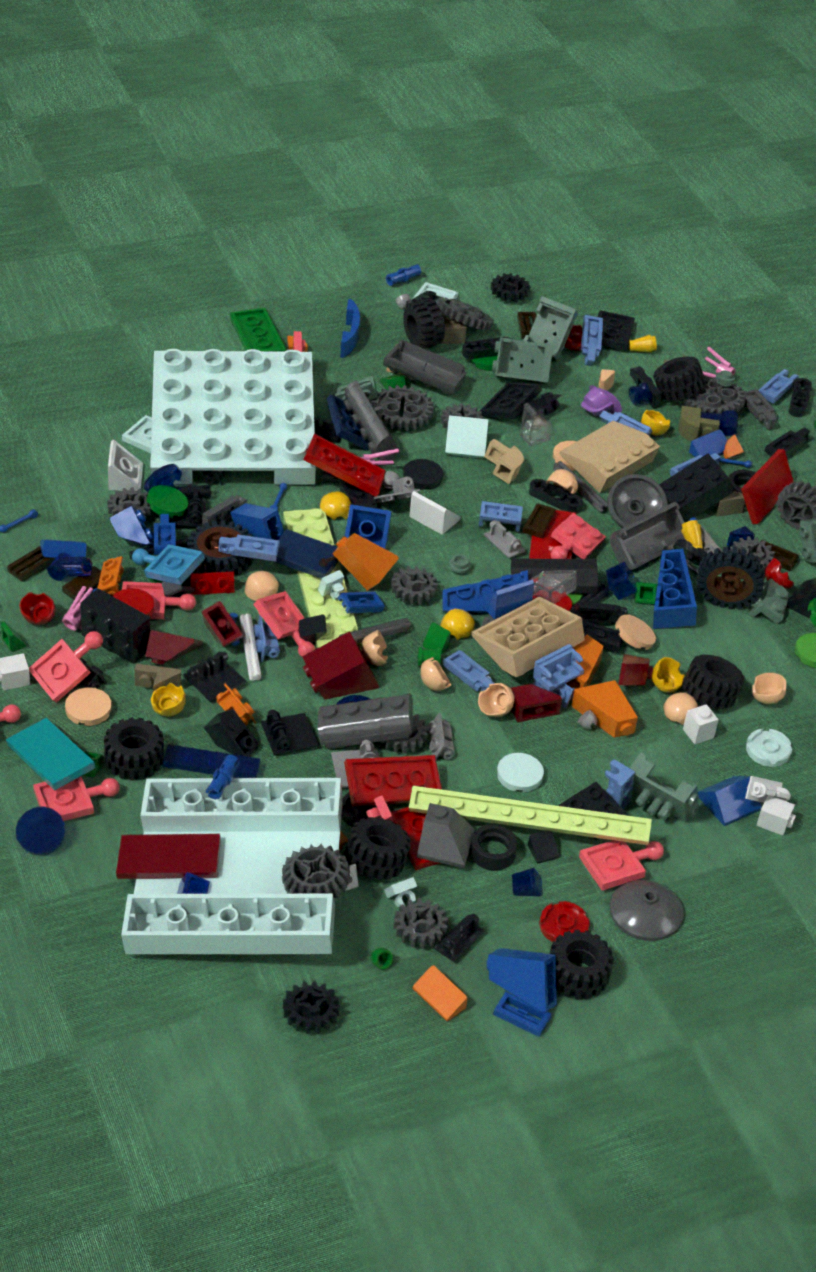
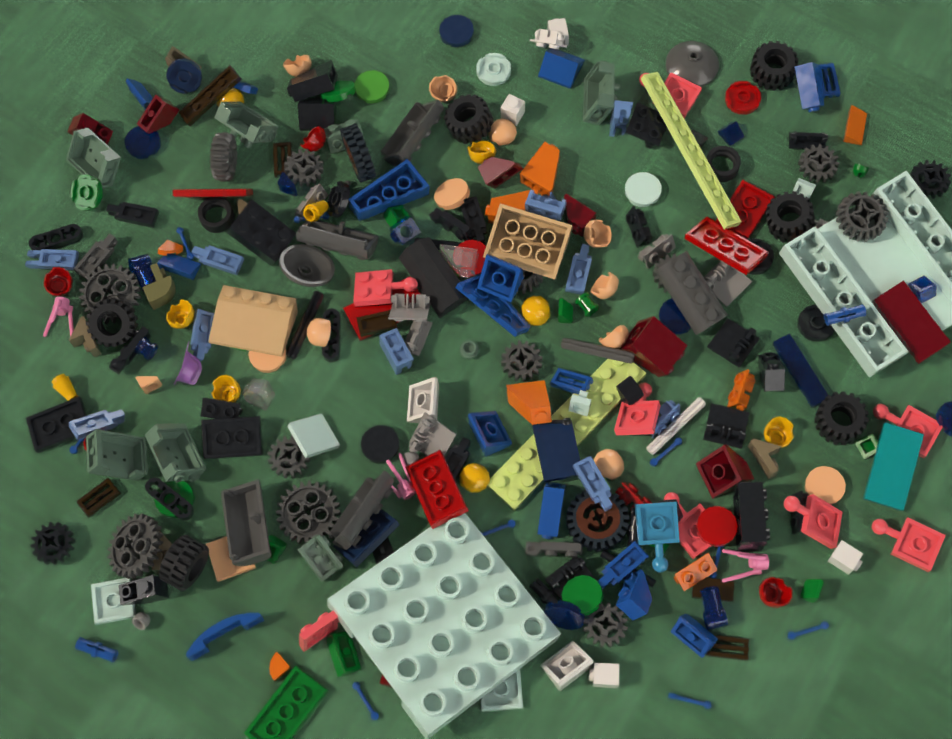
camera: 115 degrees left, 25 degrees up
(92, 484) = (604, 675): none -> white brick
(221, 624) = (682, 450): dark red slope -> none
(381, 811) = (761, 233): coral tile -> none
(445, 836) = (745, 189): dark grey slope -> none
(489, 742) = (636, 219): none -> black hinge
(507, 460) = (319, 385): tan brick -> none
(530, 534) = (409, 311): none -> light grey hinge
(557, 415) = (226, 388): none -> yellow hair
(587, 719) = (565, 179): light grey hinge -> none
(725, 378) = (87, 288): sand green plate -> none
(733, 639) = (411, 132): none -> dark grey container
(750, 377) = (58, 281): none -> red hair

